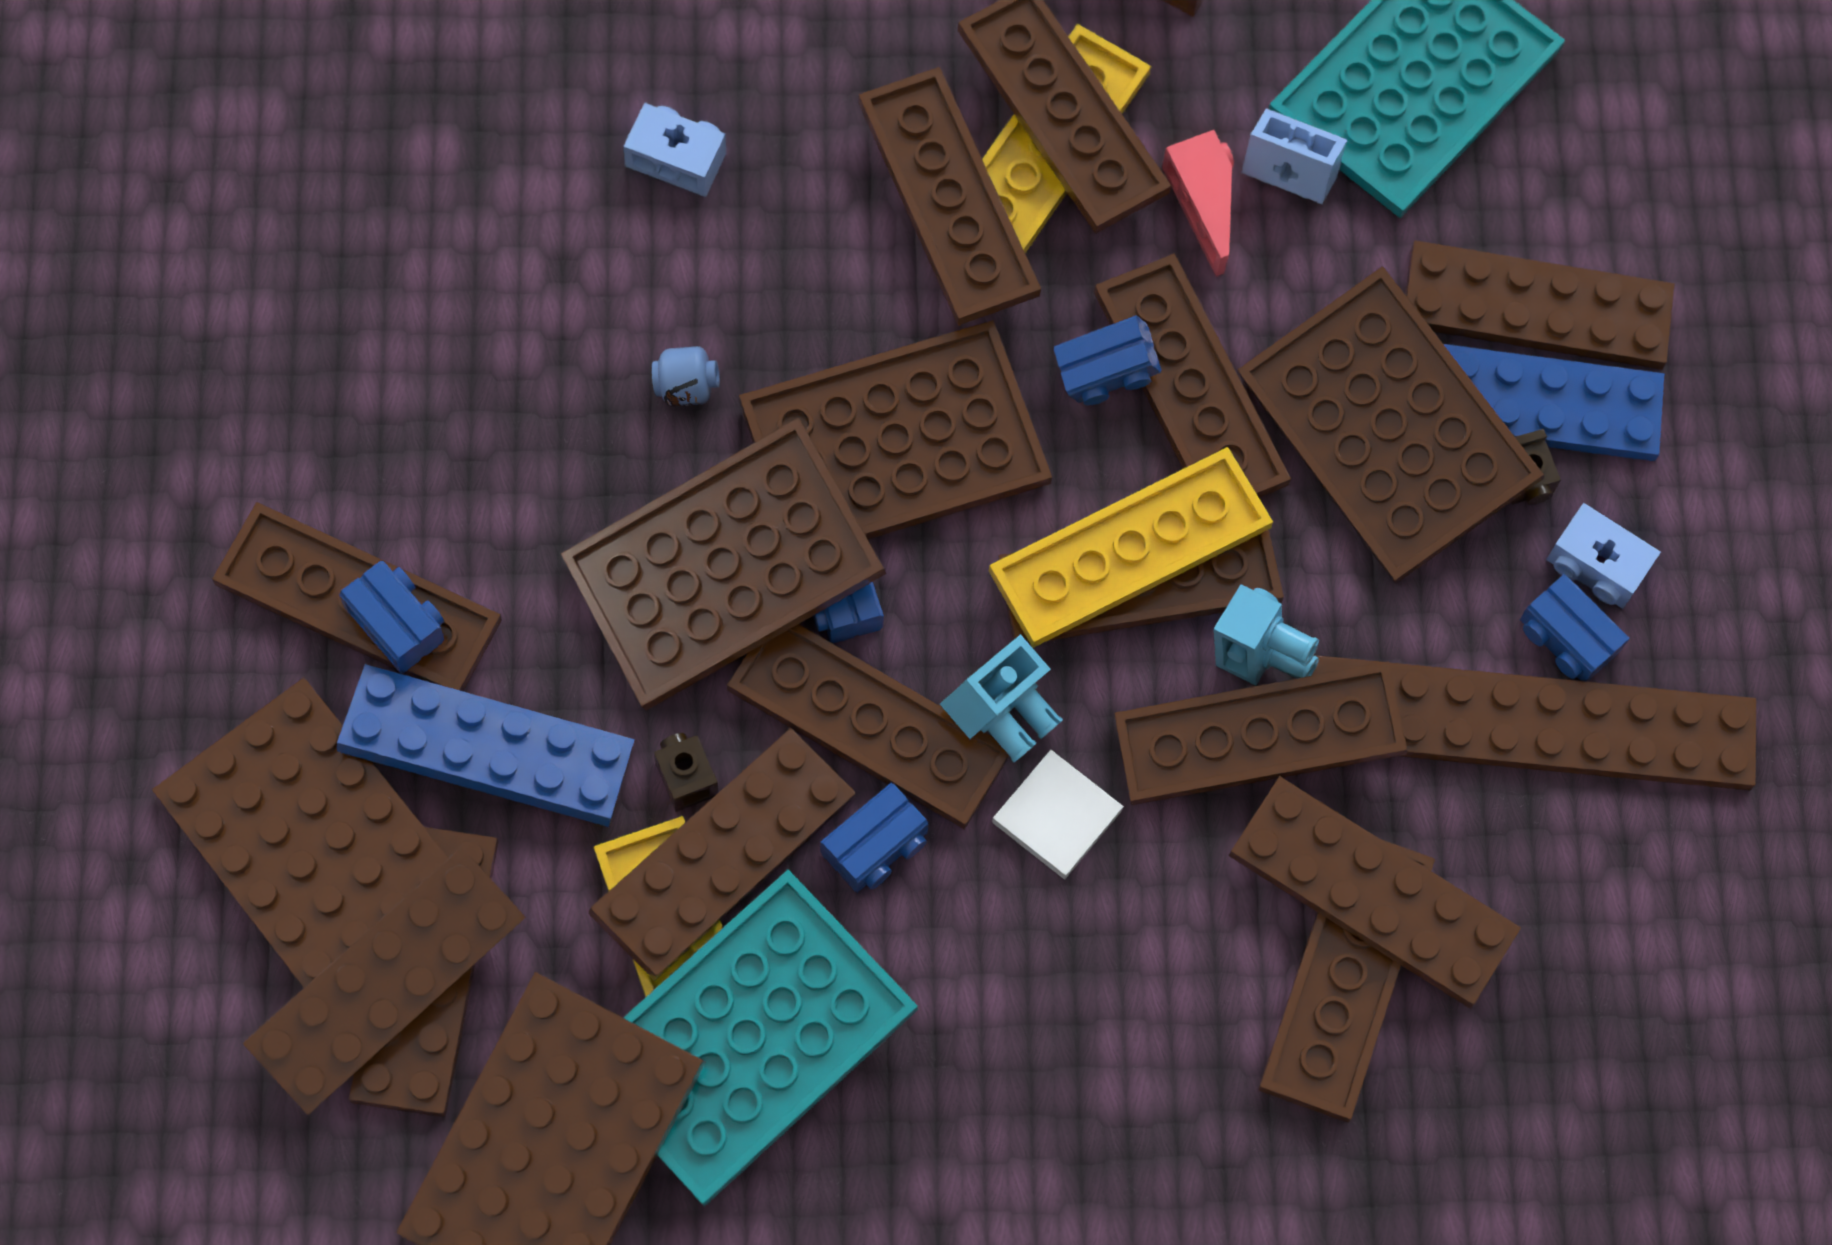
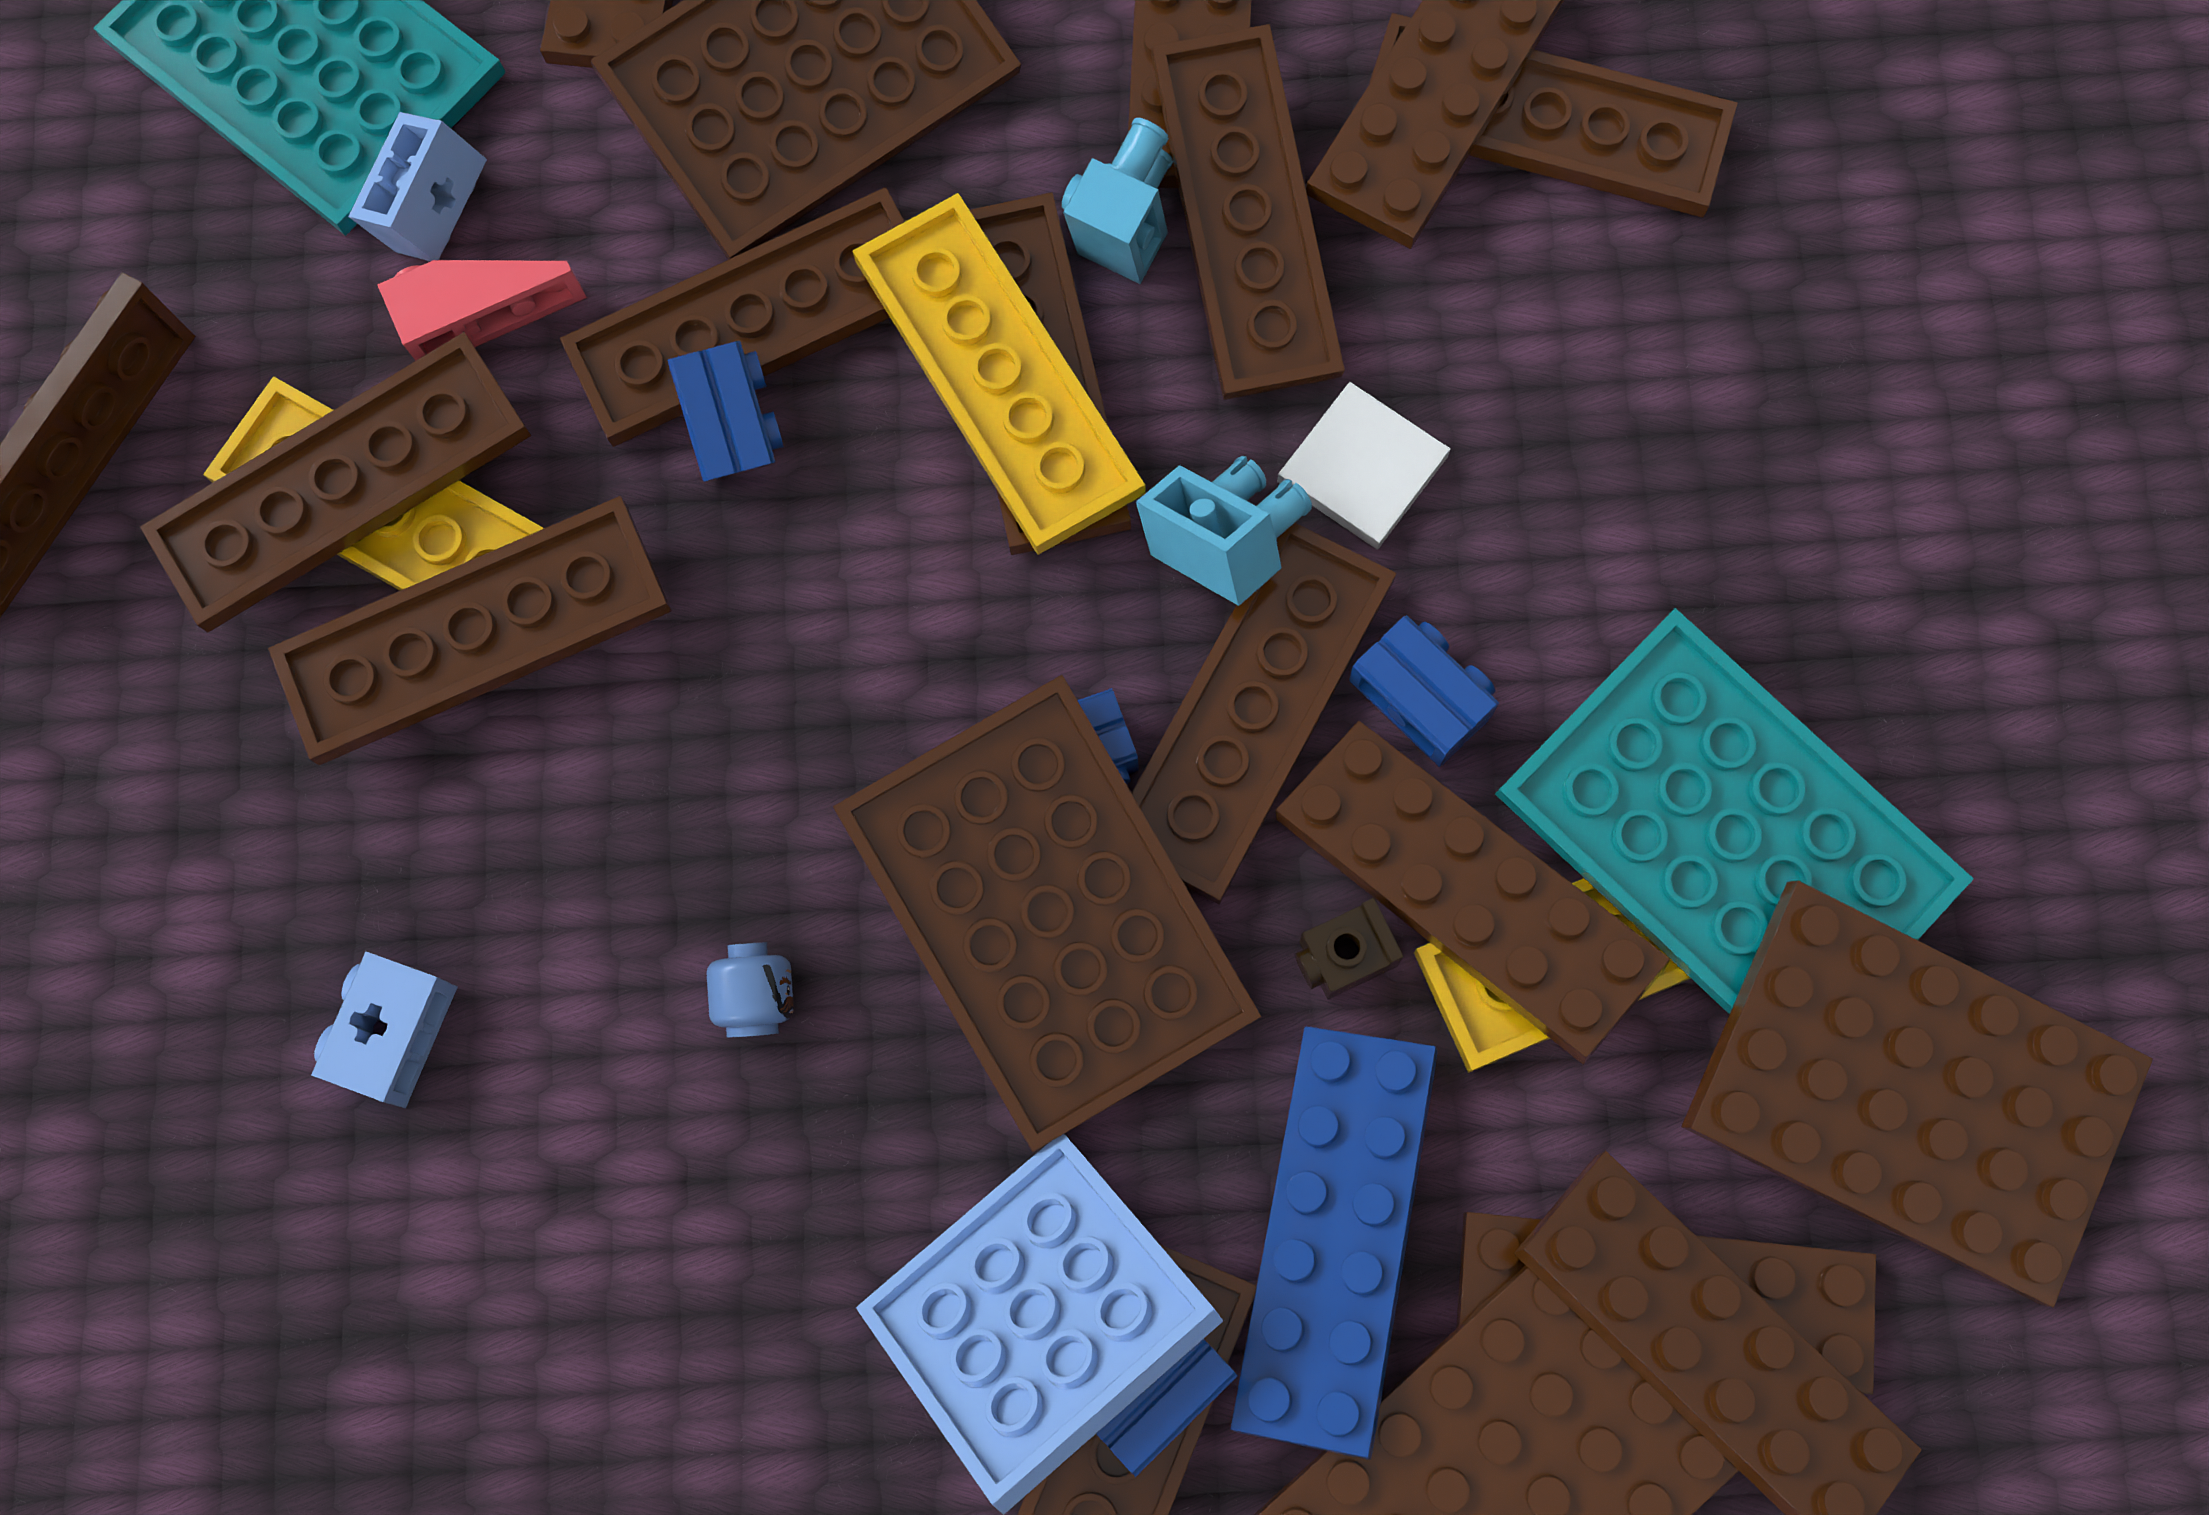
camera: 80 degrees left, 5 degrees up
(447, 541) = (1036, 1320): none -> light blue plate
(914, 428) = (820, 676): reddish brown plate -> none

